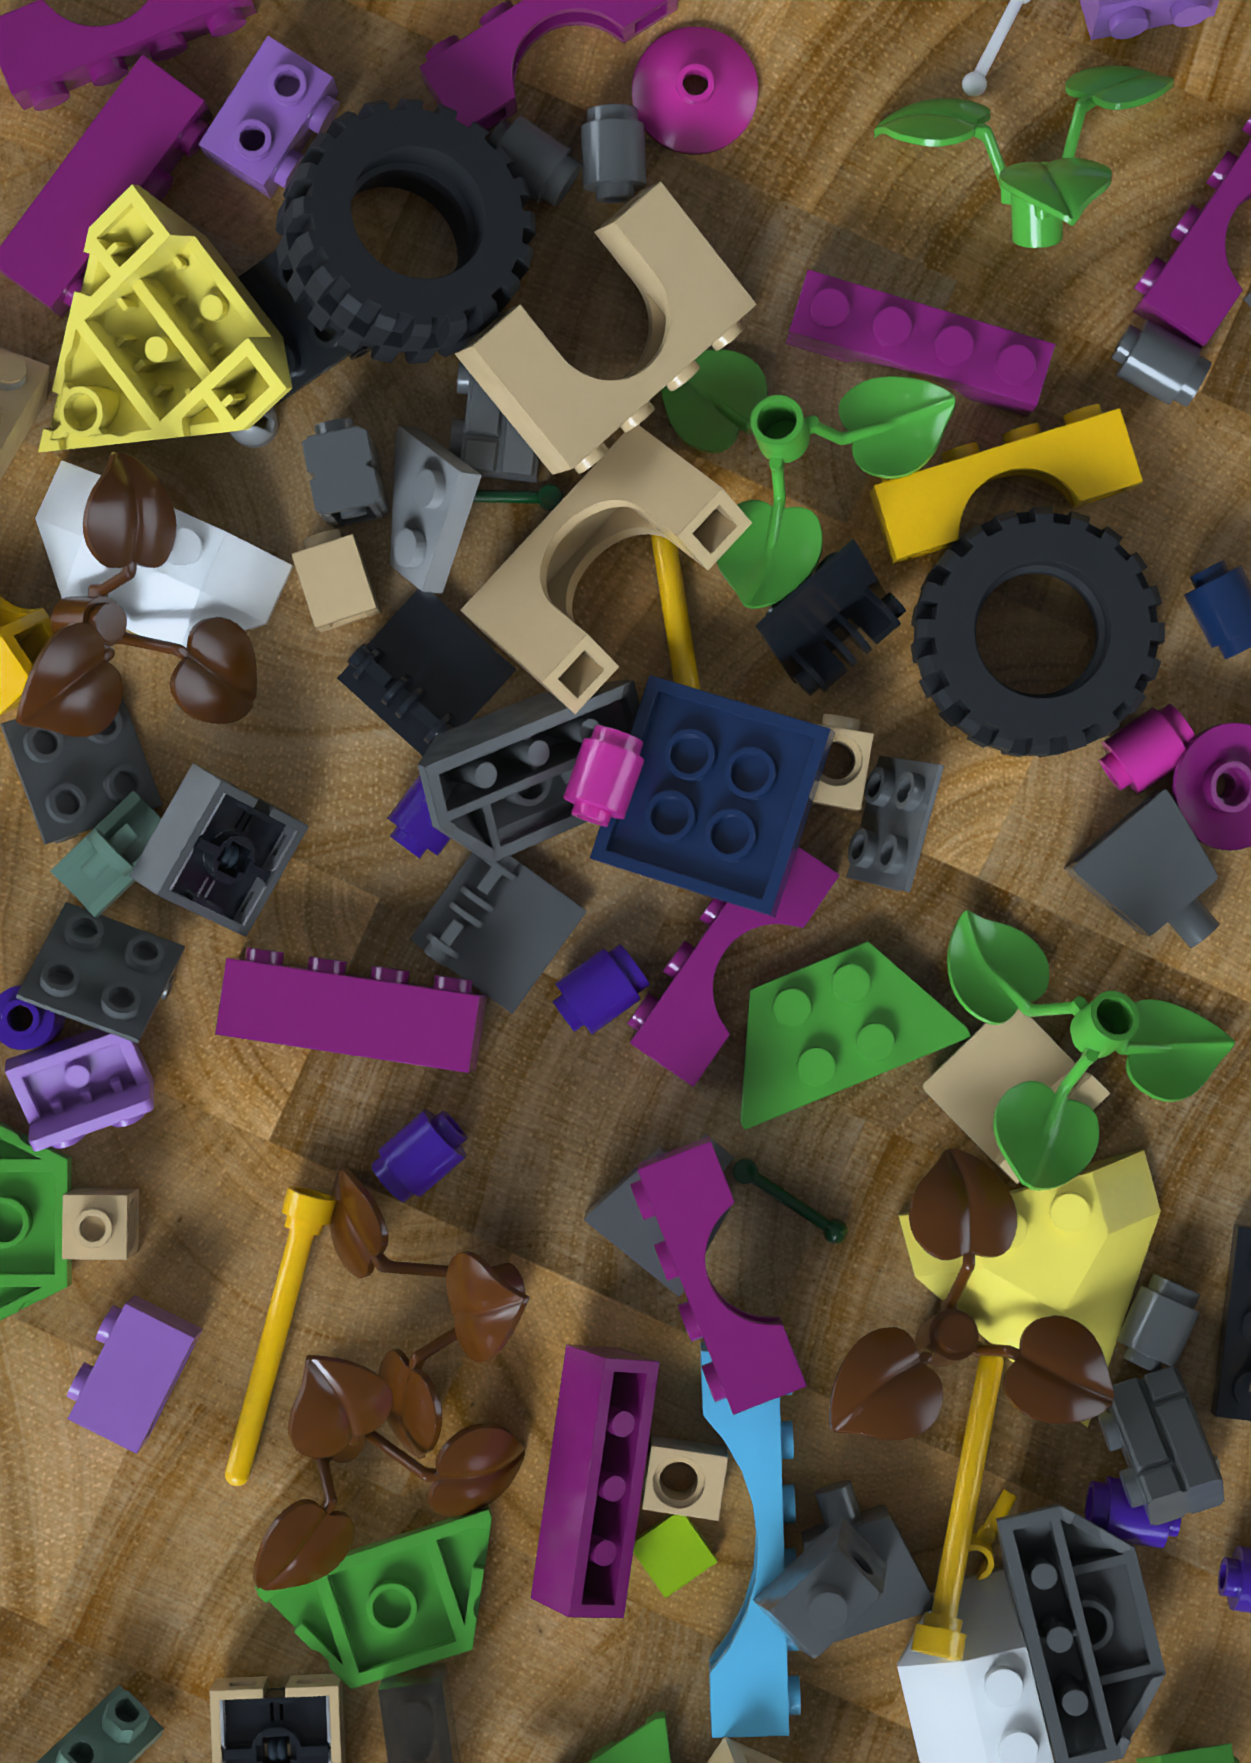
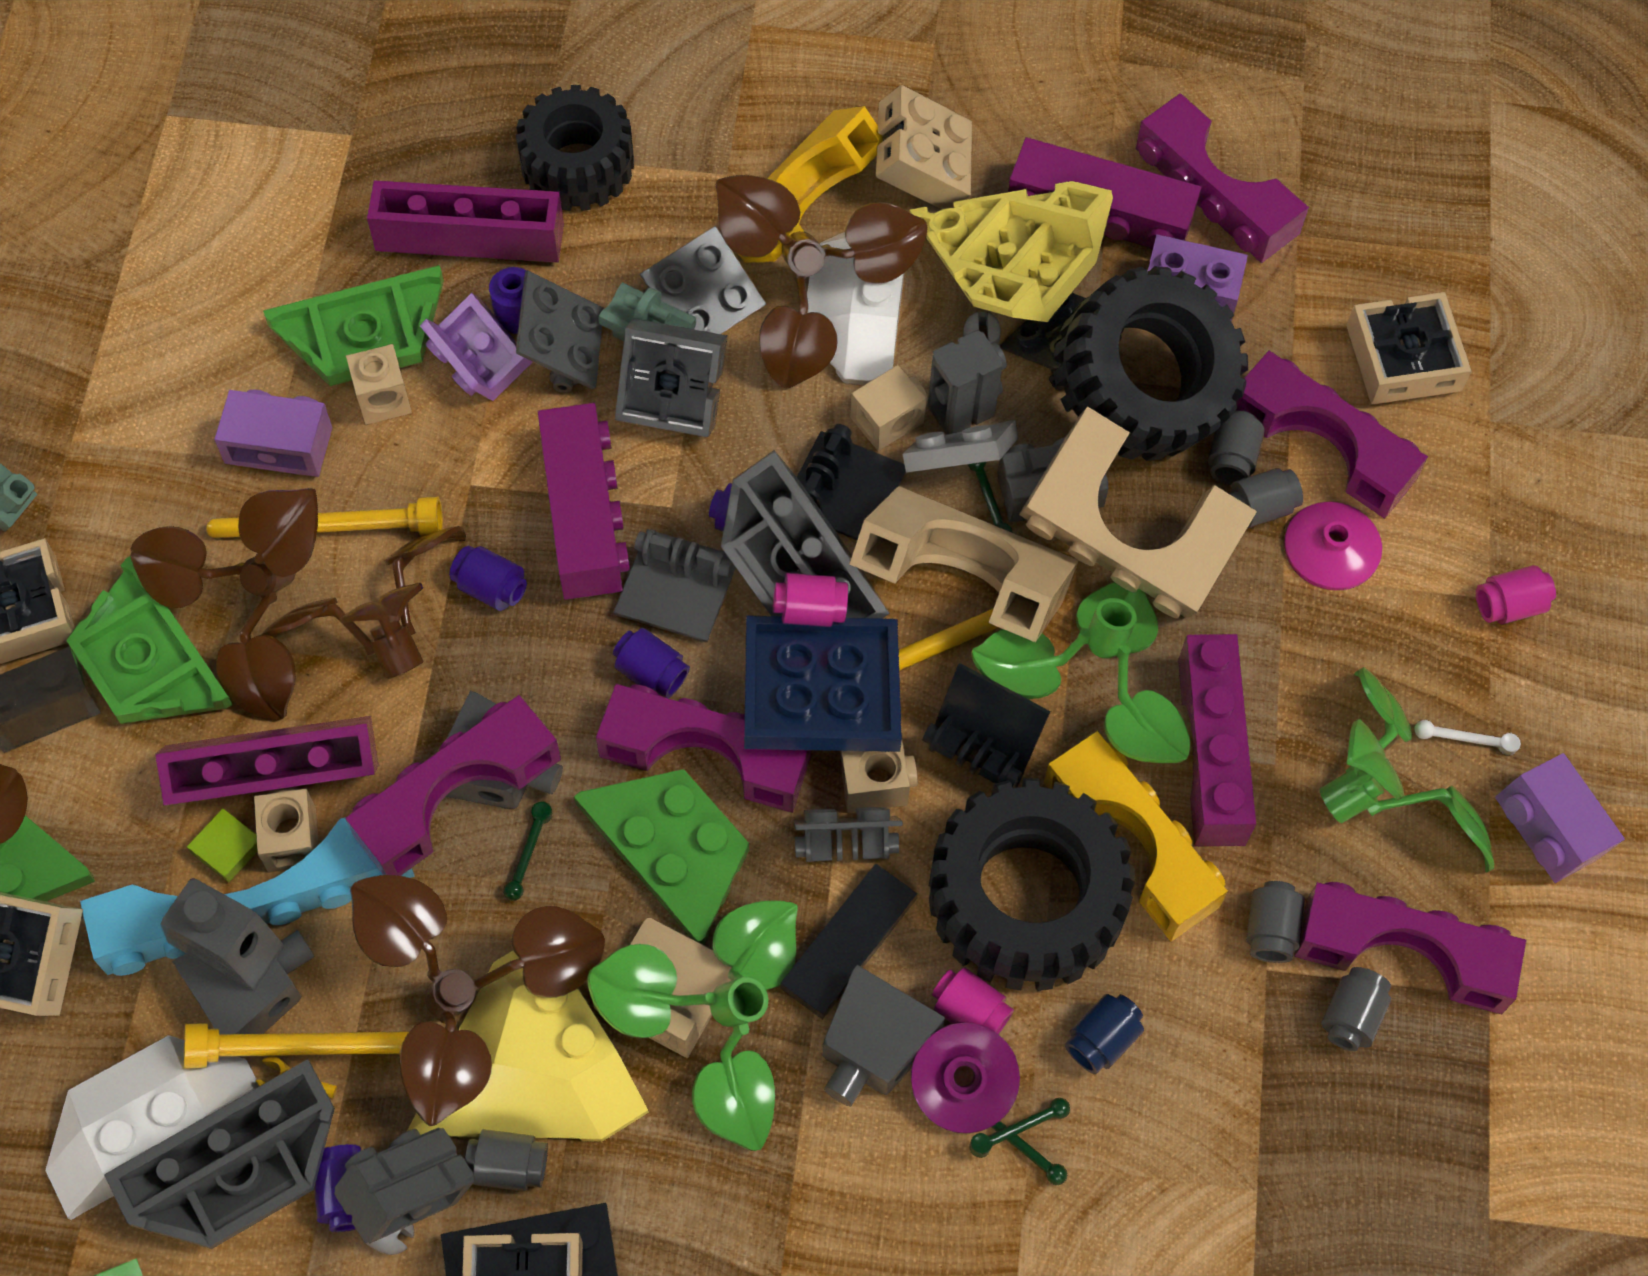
camera: 70 degrees right, 25 degrees down
(1020, 861) = (848, 940): none -> black tile

